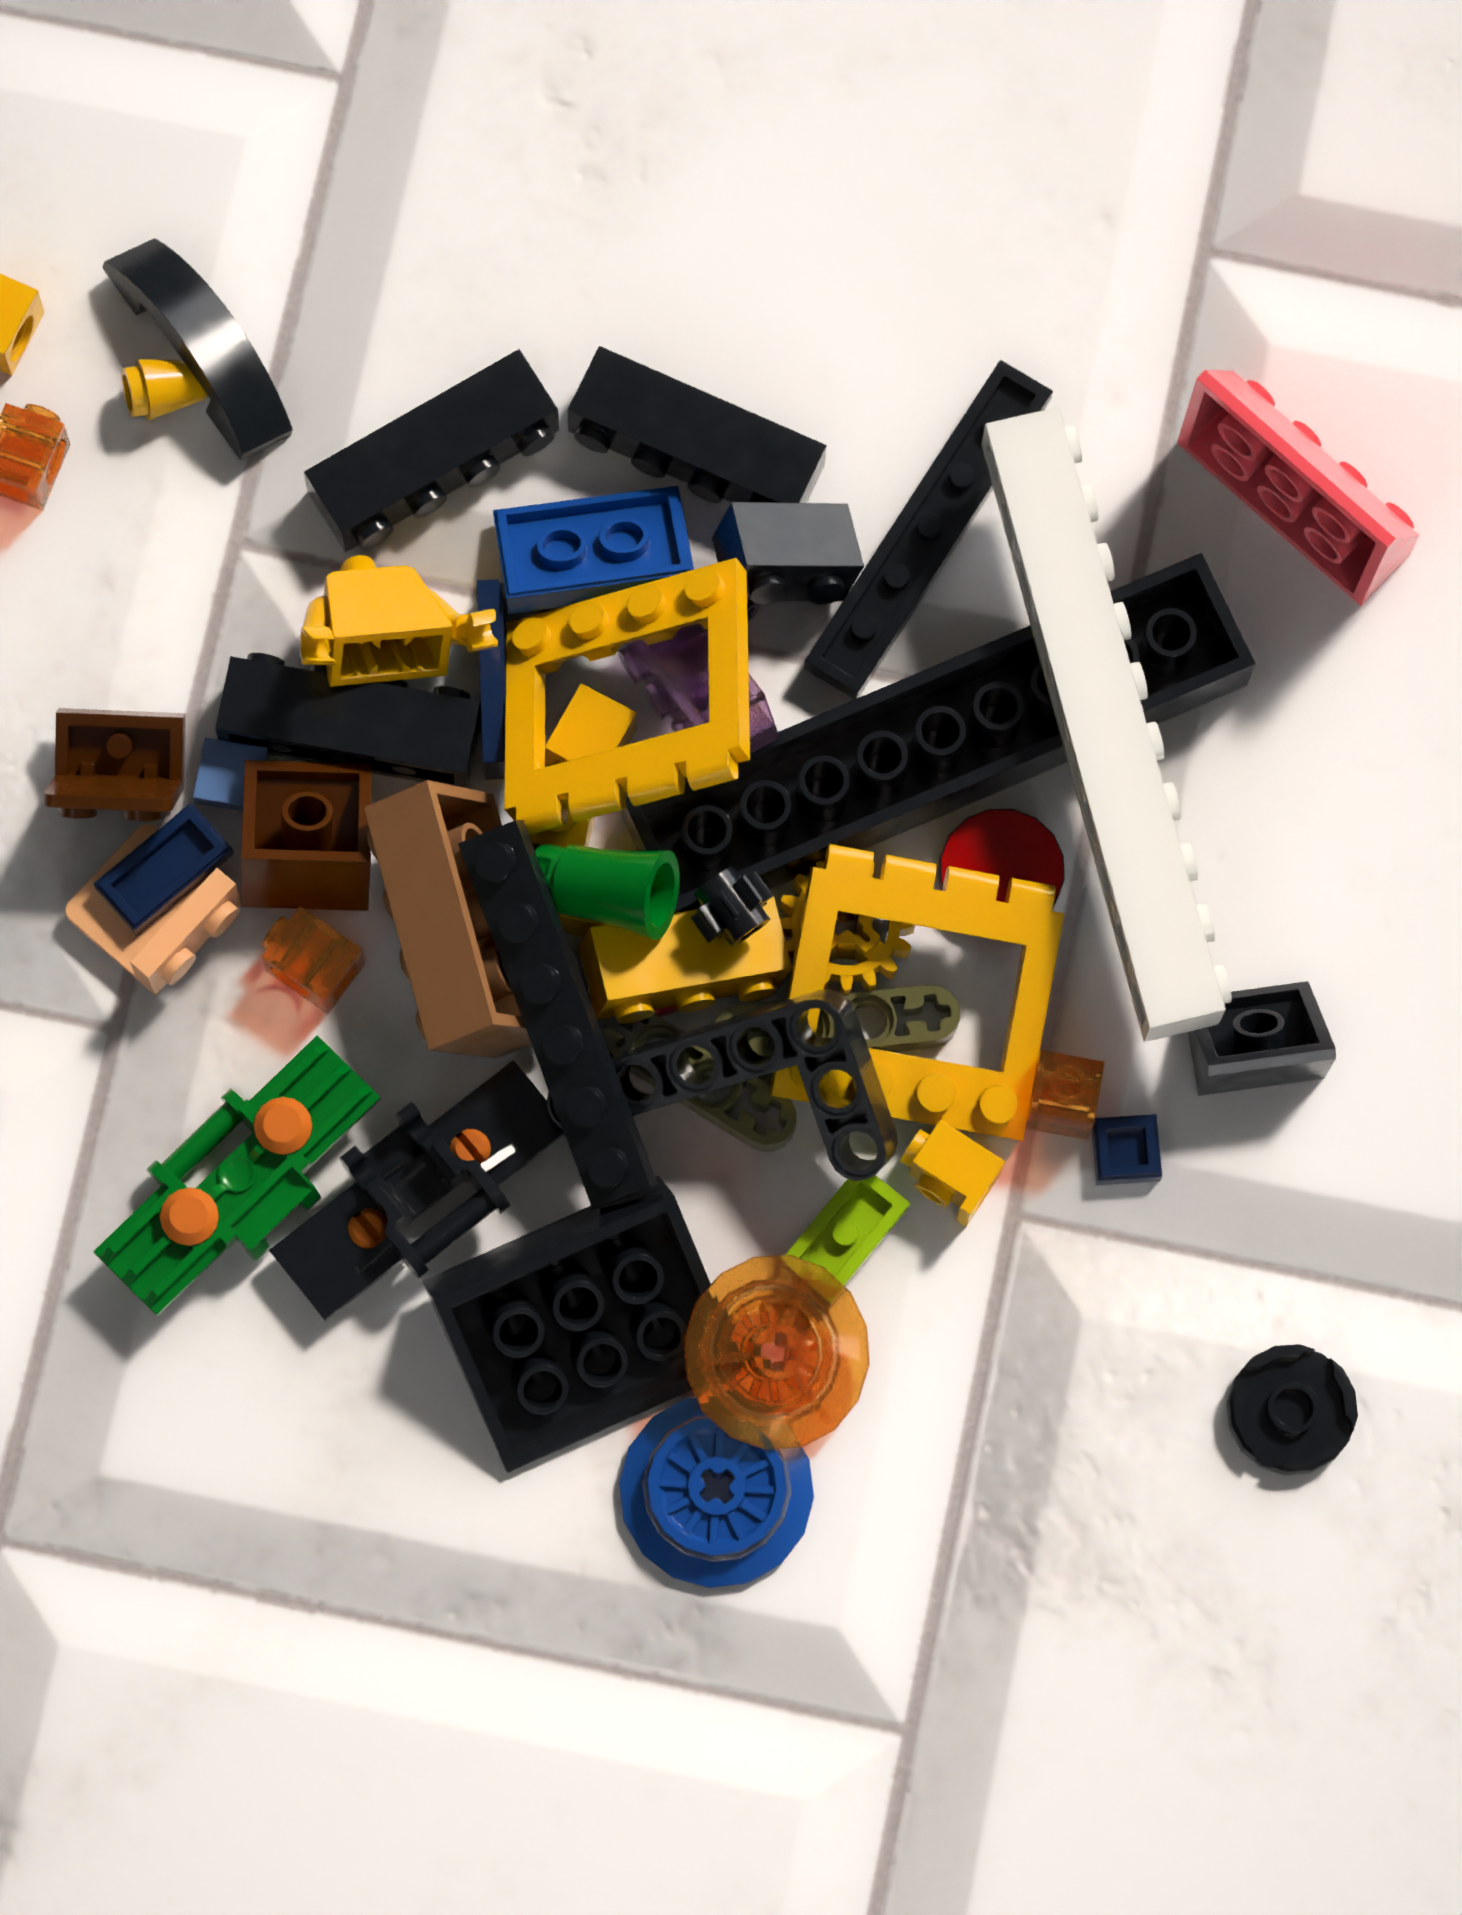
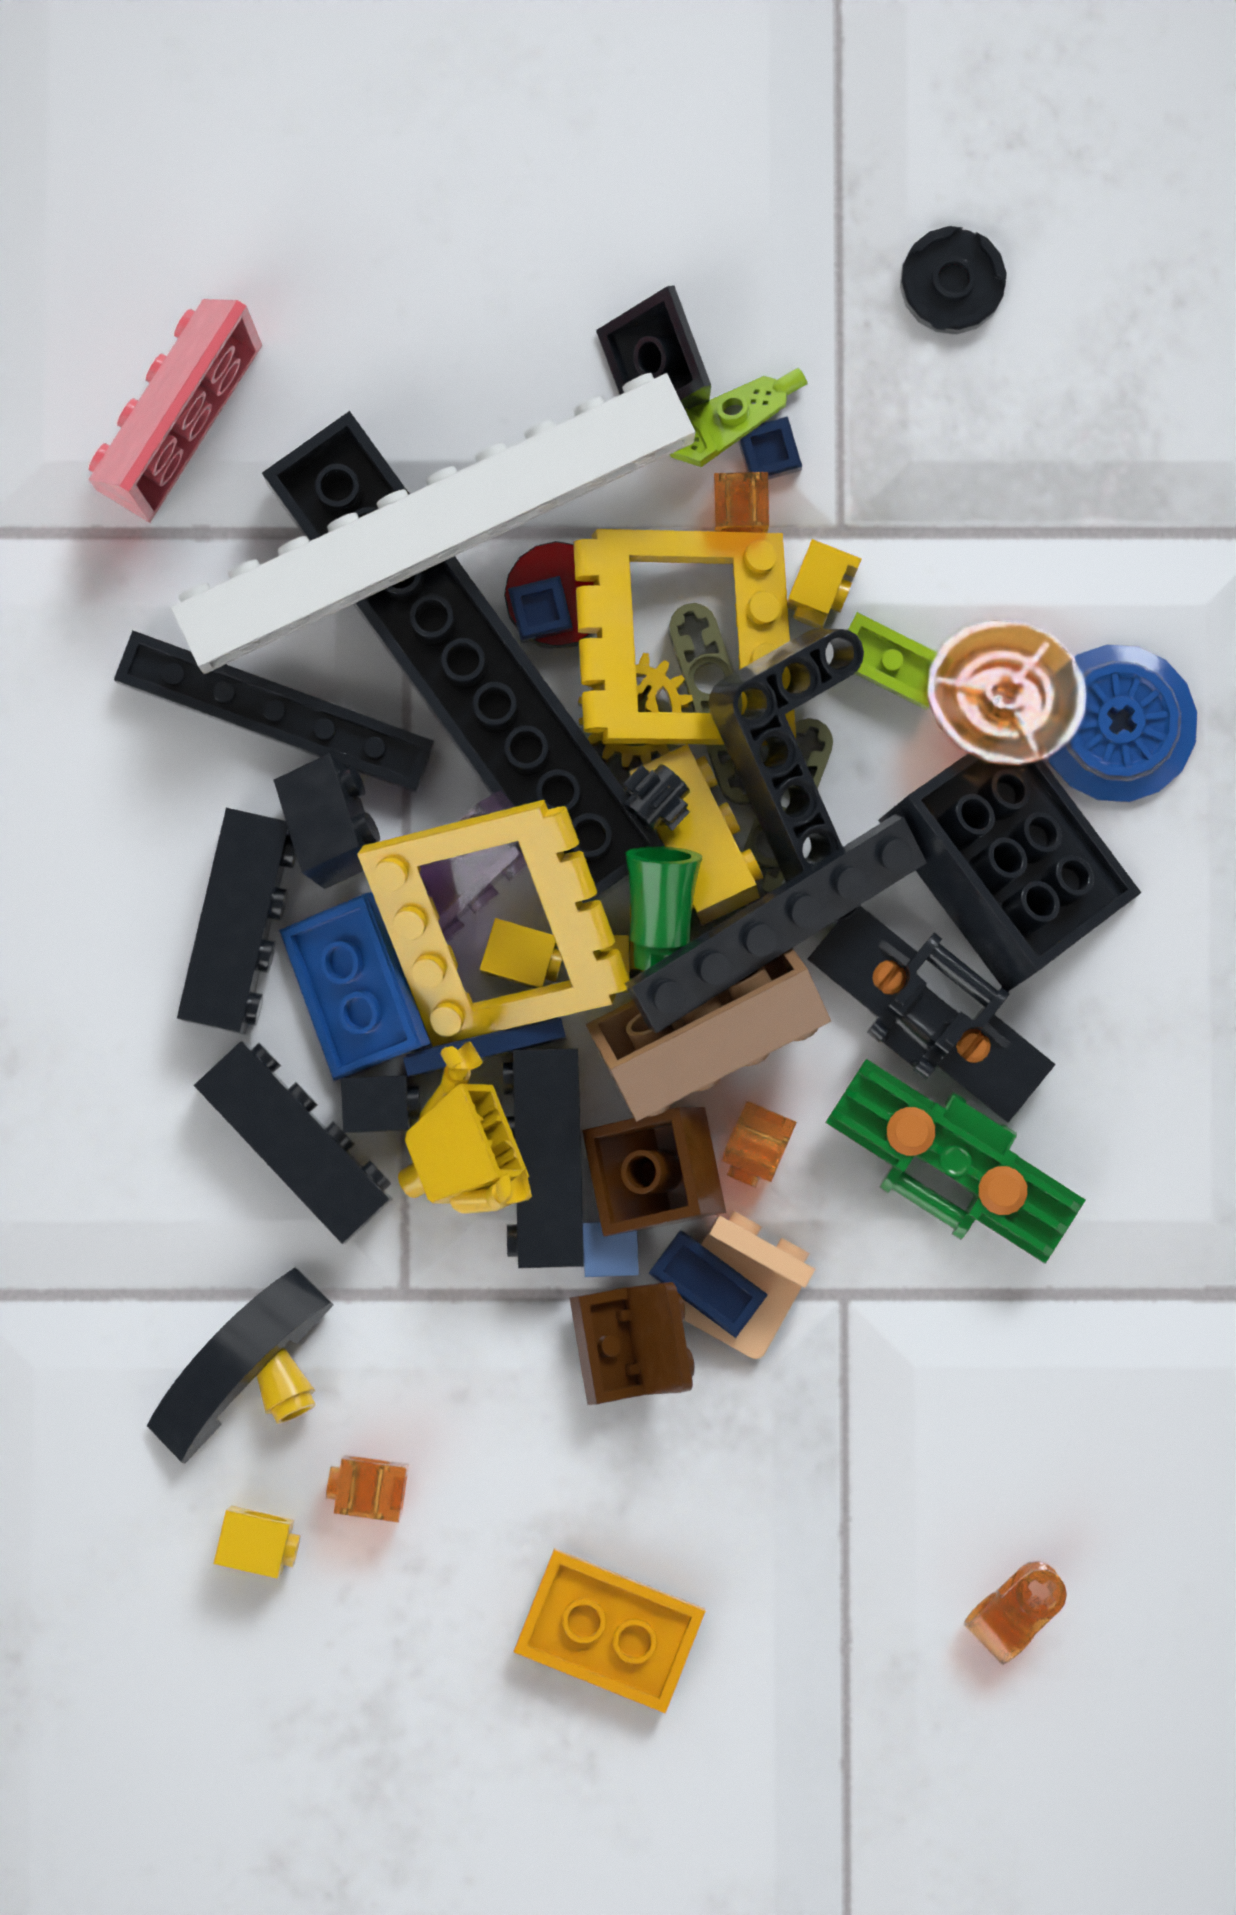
camera: 100 degrees left, 10 degrees up
(454, 548) = (379, 1104): none -> black brick
(987, 841) = (540, 609): none -> dark blue tile
(1158, 1089) = (719, 431): none -> lime piece

